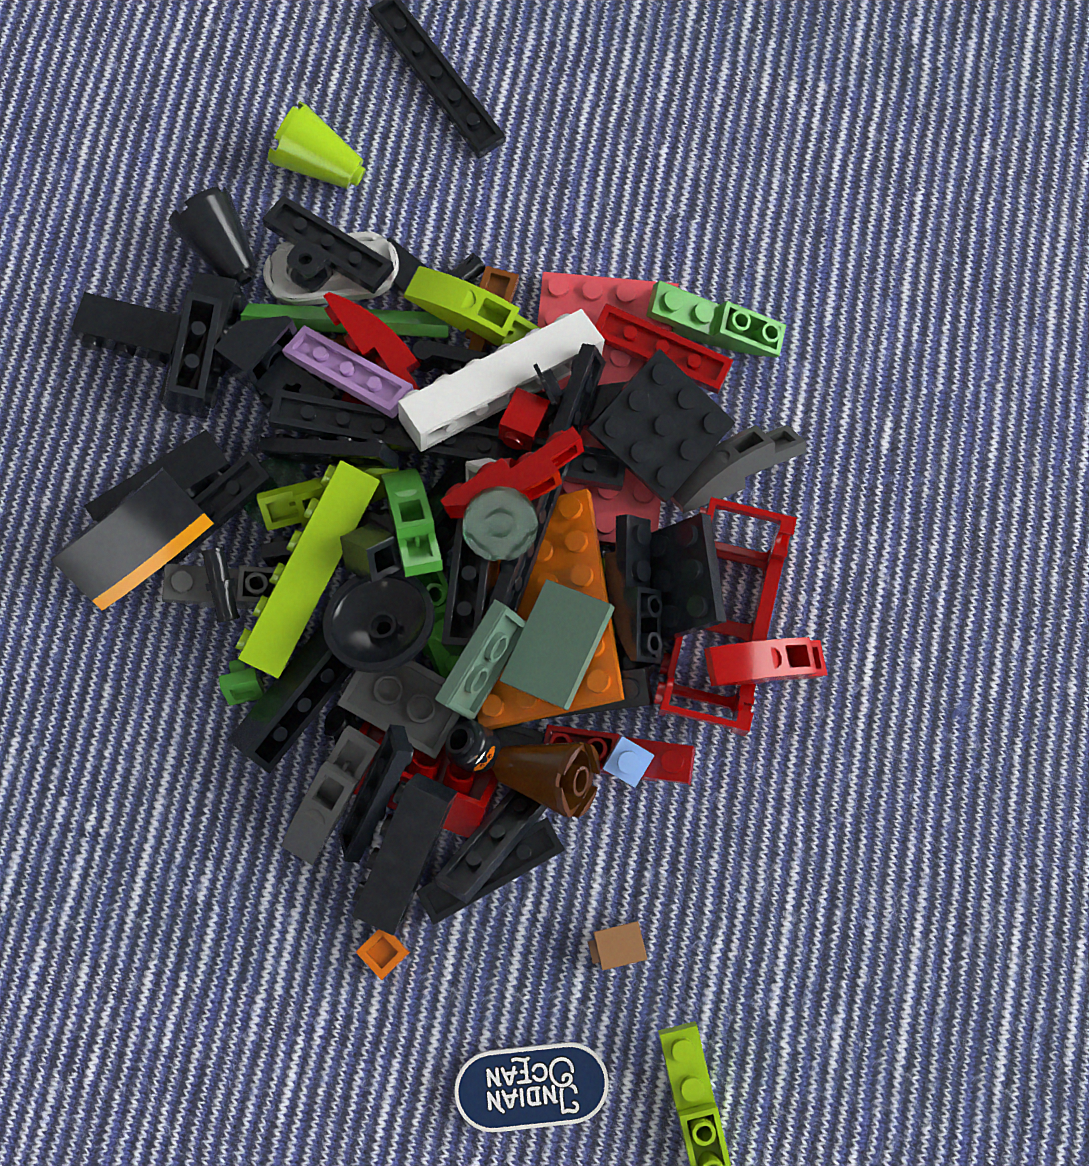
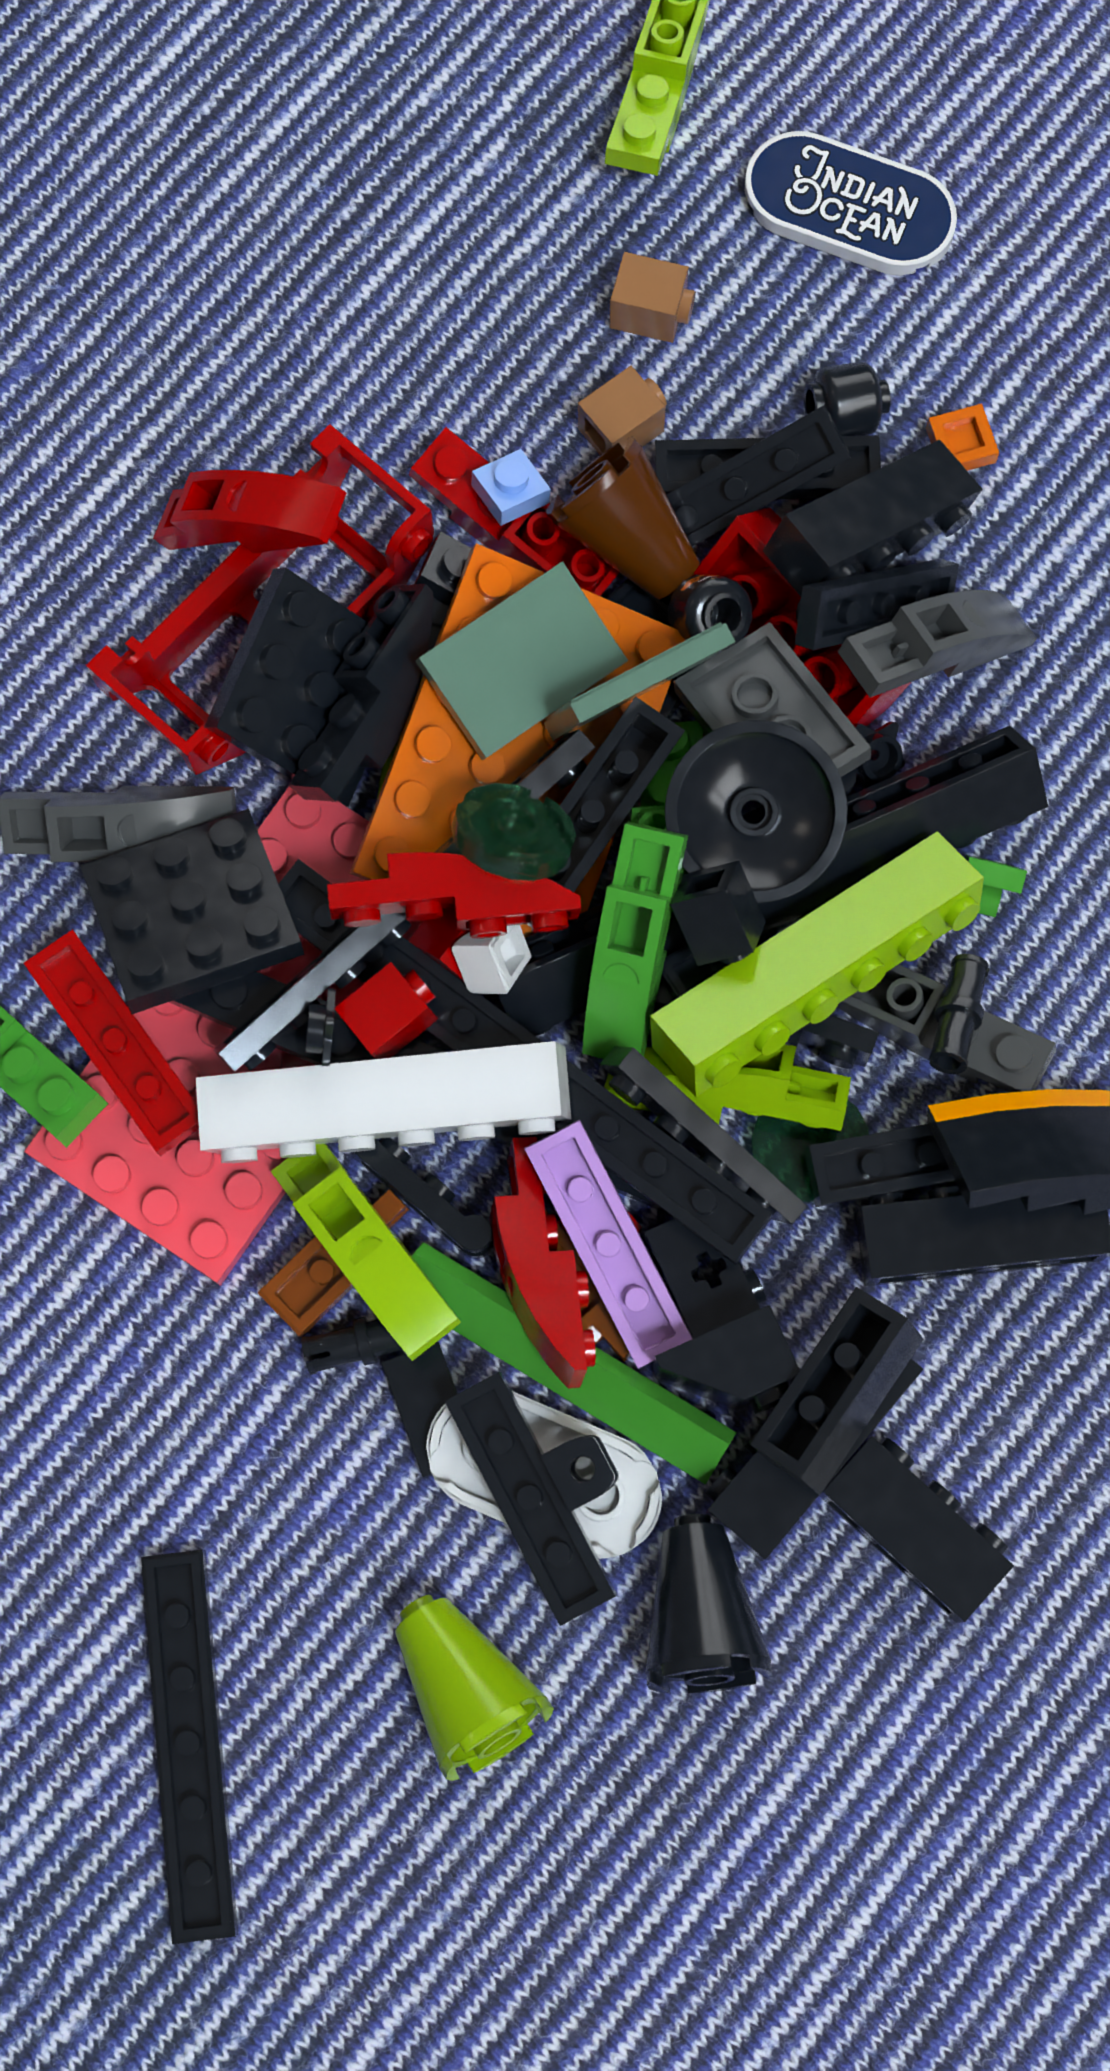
camera: 150 degrees left, 0 degrees up
(464, 938) = (851, 396): none -> black head
(593, 857) = (621, 410): none -> medium nougat brick

